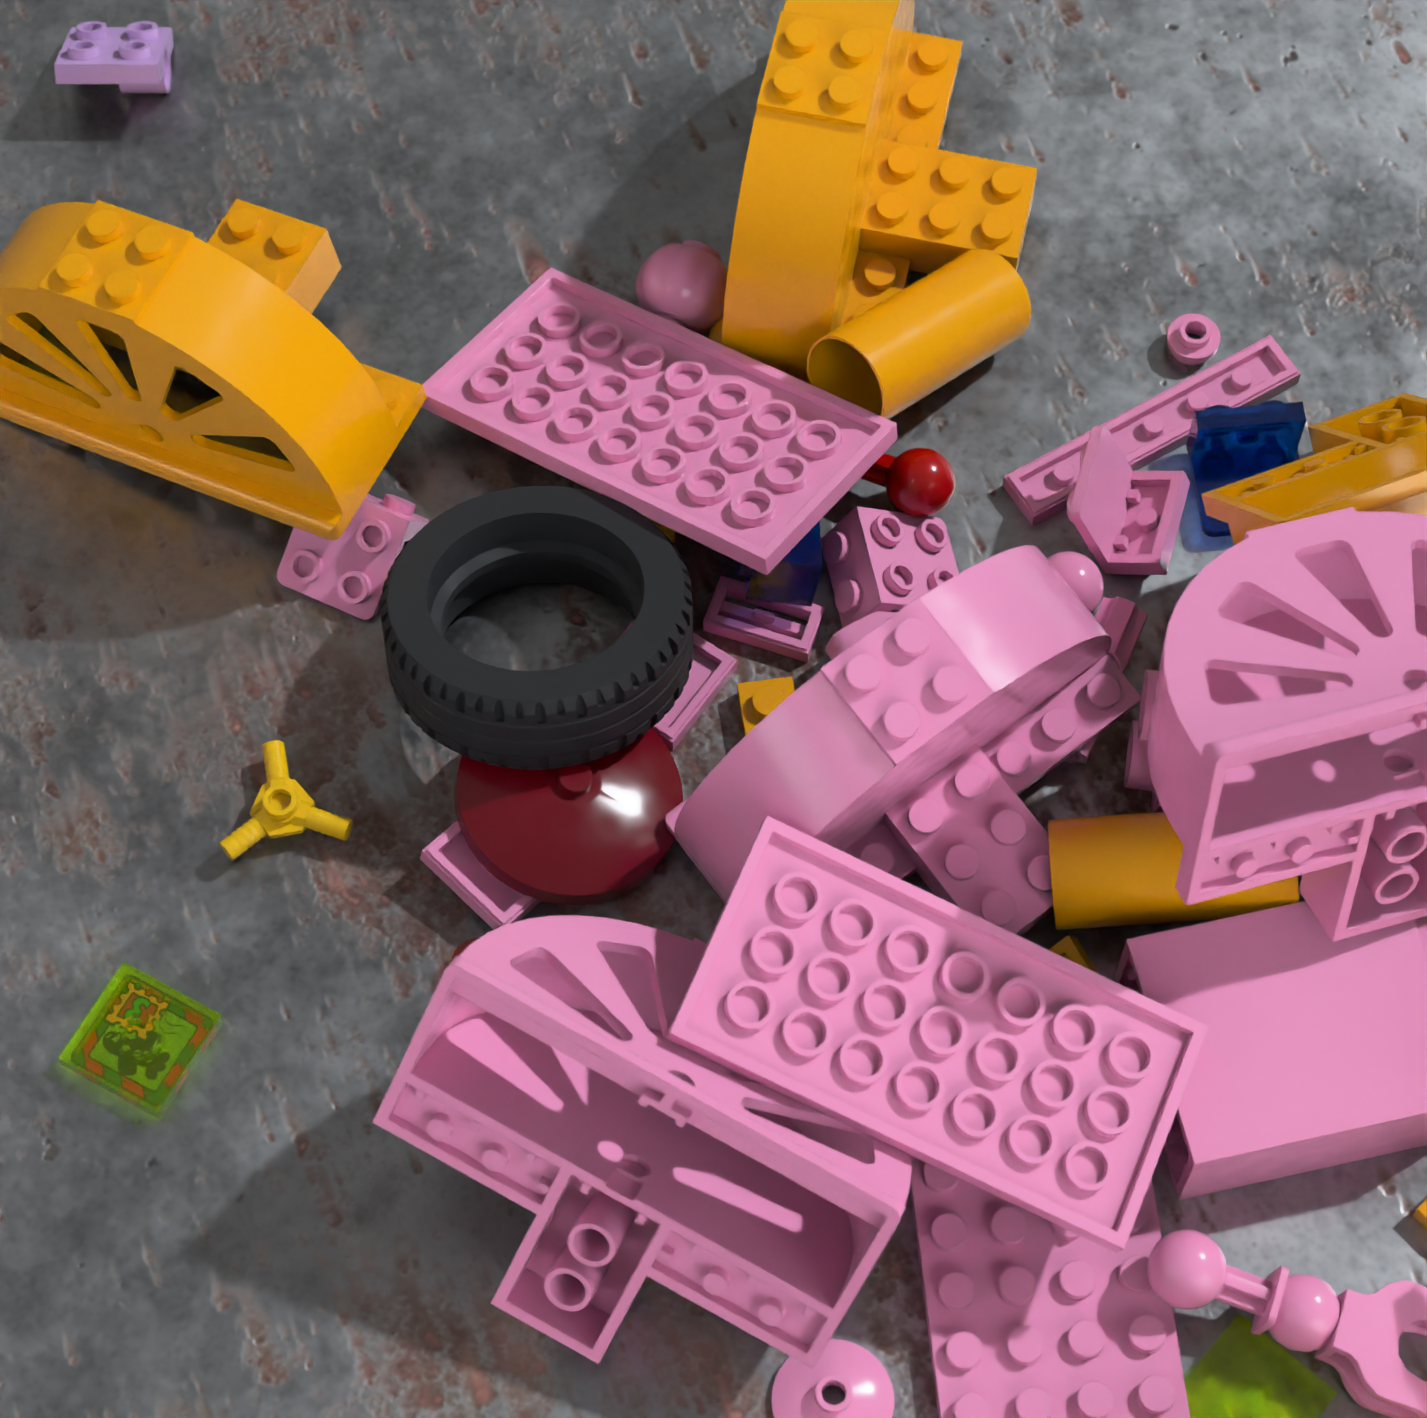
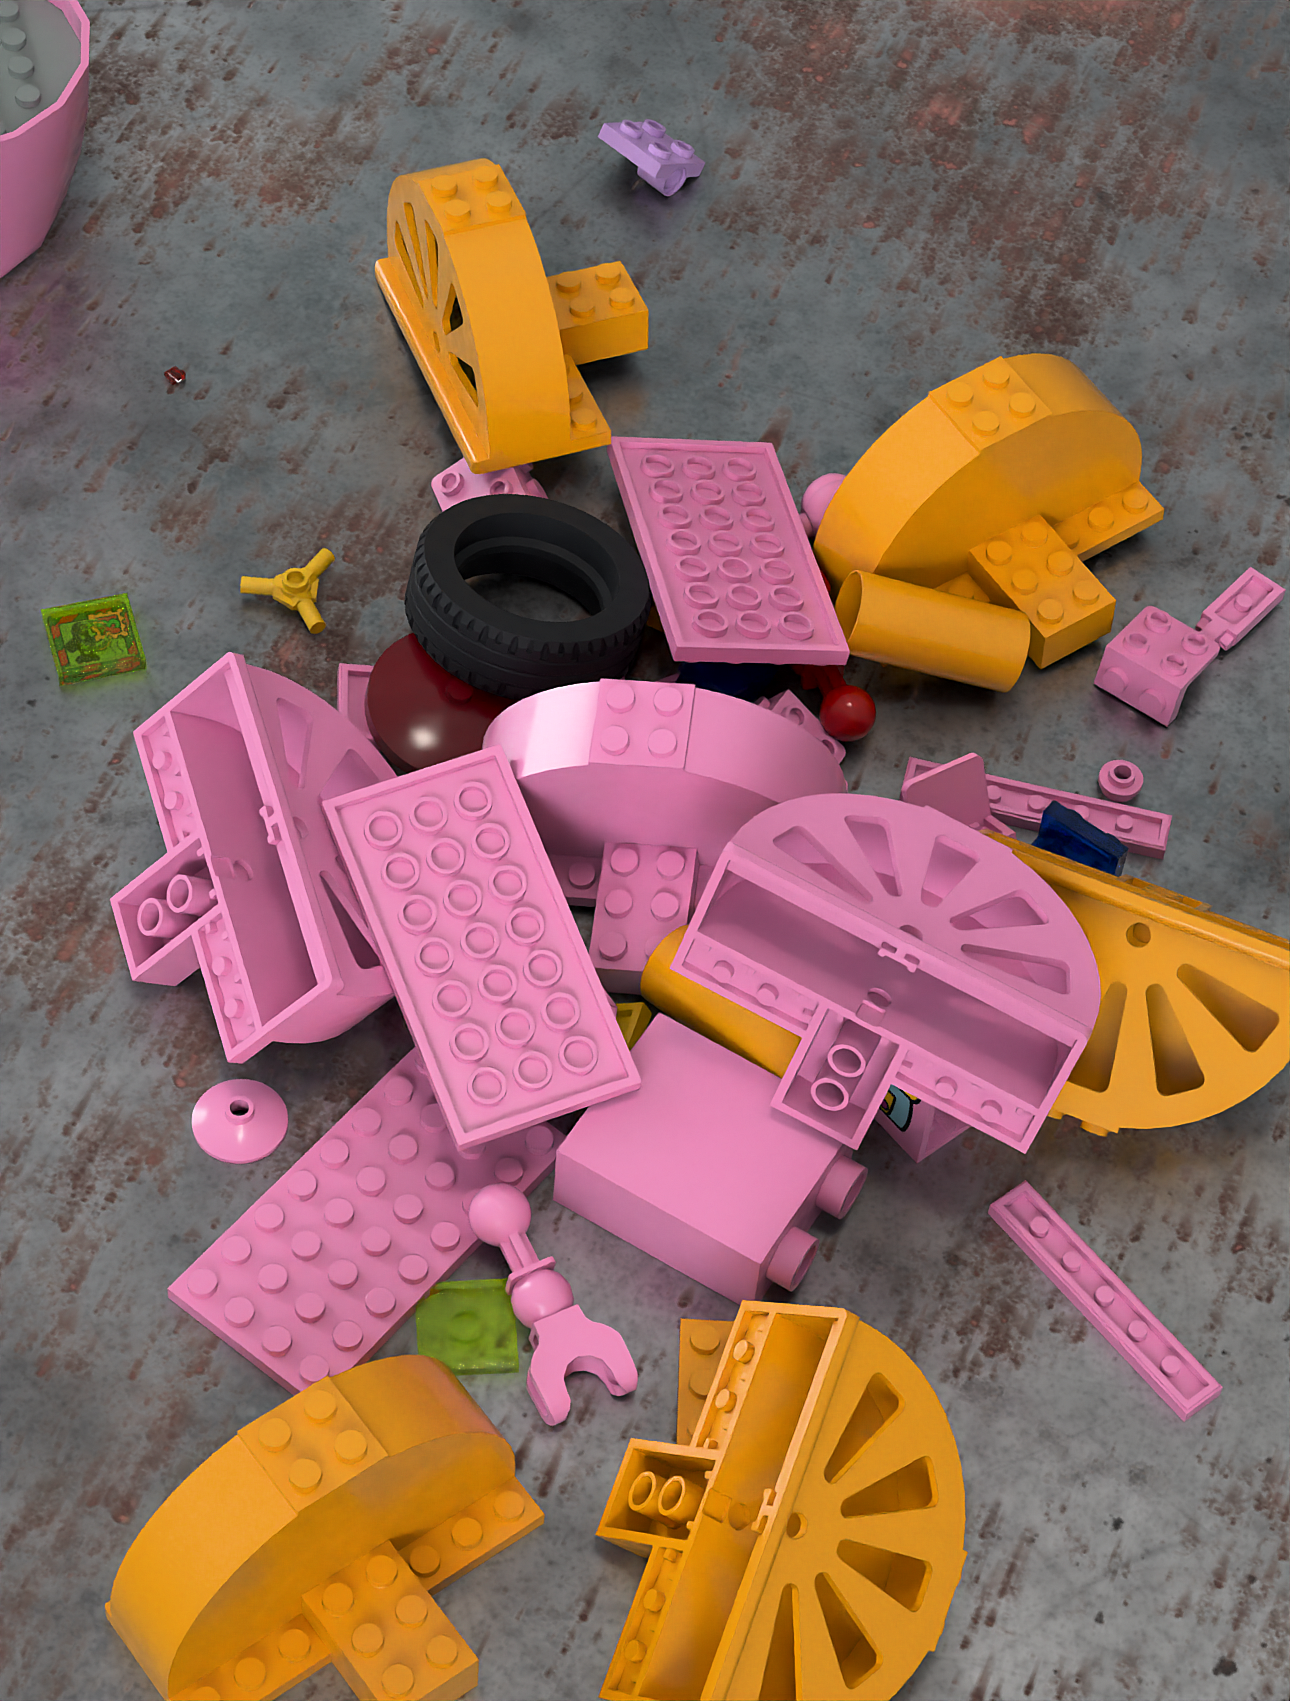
camera: 40 degrees right, 10 degrees down
(1112, 199) = (1154, 663): none -> bright pink bracket
(1113, 92) = (1240, 608): none -> bright pink hinge

